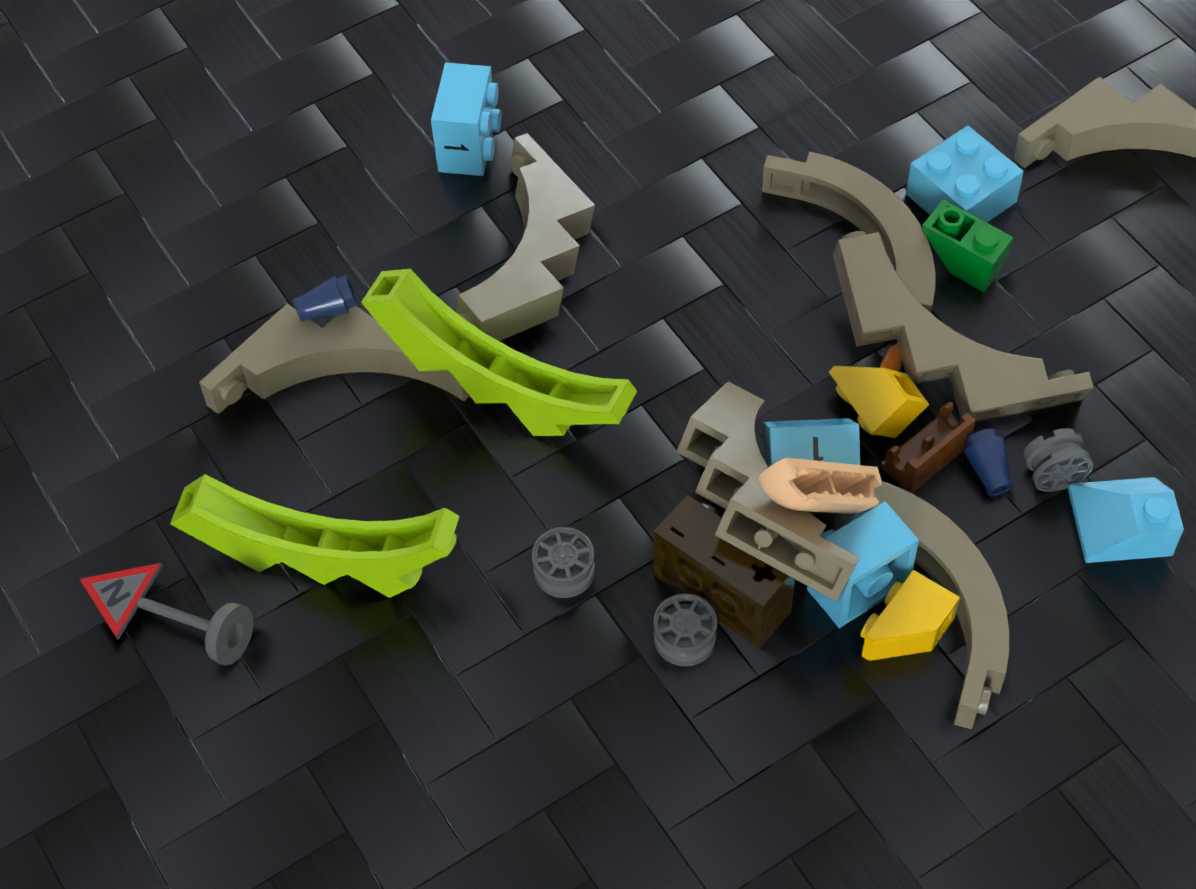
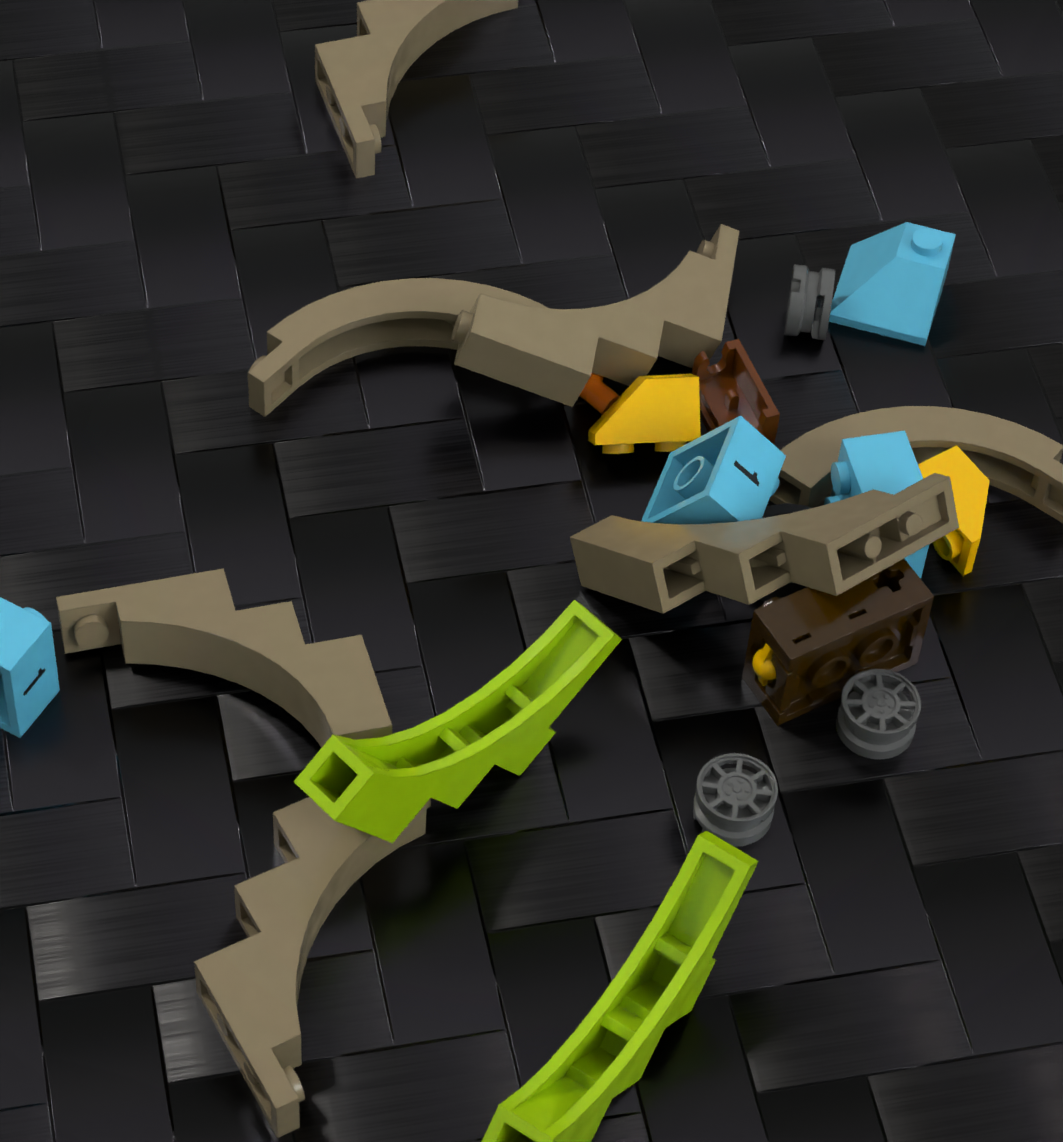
camera: 75 degrees left, 5 degrees down
(327, 299) = (233, 898): dark blue cone -> none
(821, 485) = (828, 472): light nougat brick -> none
(966, 174) = (385, 223): medium azure brick -> none
(967, 244) = (487, 250): green slope -> none
(989, 459) = (779, 361): dark blue cone -> none

